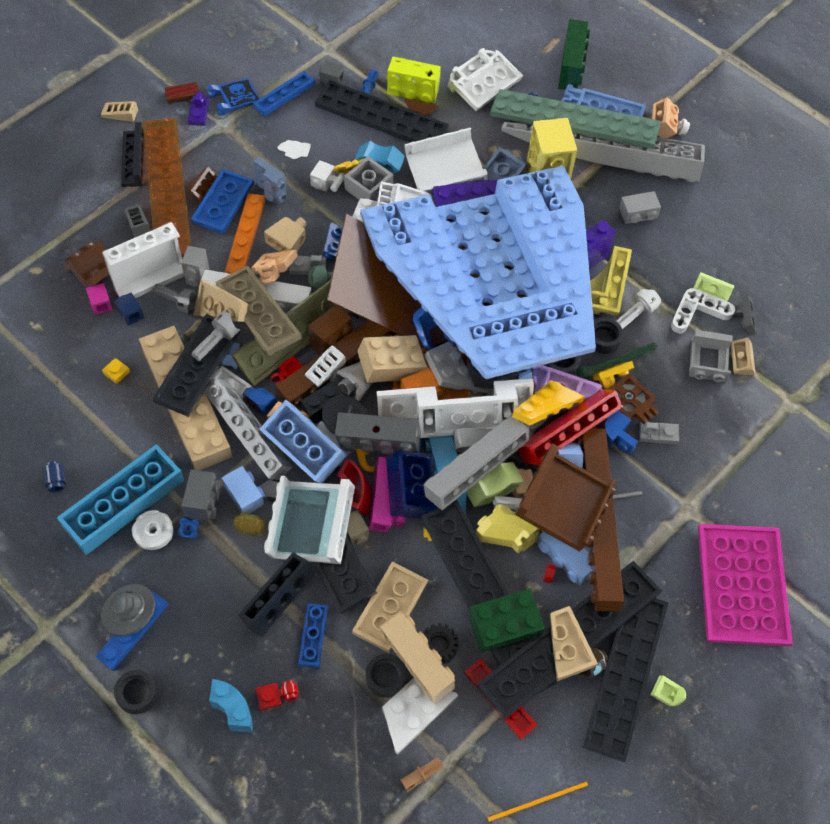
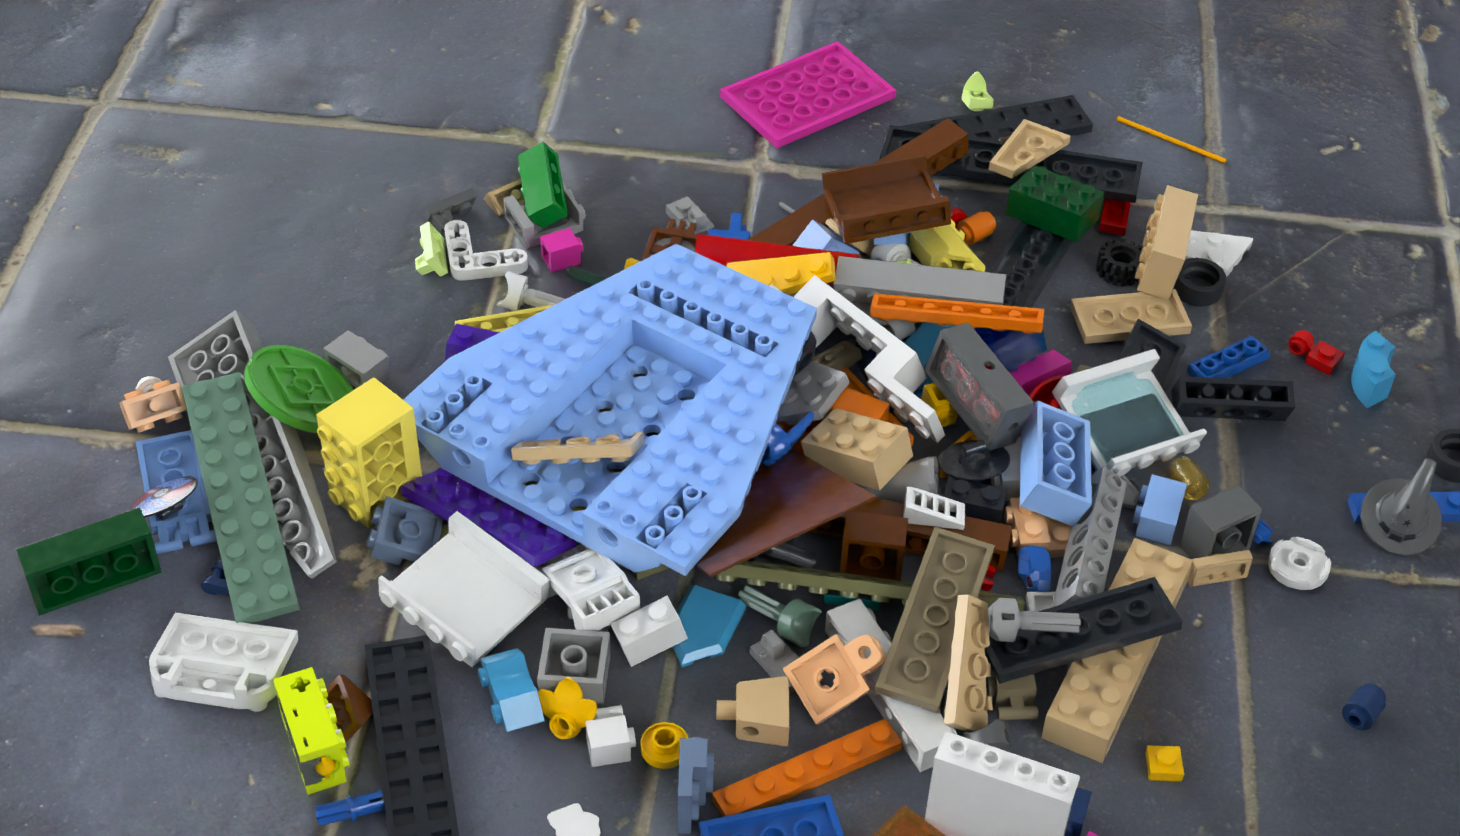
camera: 125 degrees left, 15 degrees down
(121, 499) = (1310, 607): dark azure brick -> none
(179, 490) = (1220, 568): none -> tan plate
(193, 265) = (919, 764): light grey brick -> none
(301, 191) = (662, 745): none -> yellow plate
(332, 241) = (705, 653): blue hinge -> none
(421, 774) = (1248, 213): medium nougat axle -> none
(435, 459) = (957, 313): none -> orange plate
(476, 227) = (579, 447): none -> tan wing
(533, 579) = (977, 227): none -> orange brick
(591, 90) = (166, 497): none -> shield
(629, 167) = (294, 384): none -> bright green plate
(671, 345) = (561, 249): none -> dark pink brick
(730, 358) = (542, 185): none -> green brick

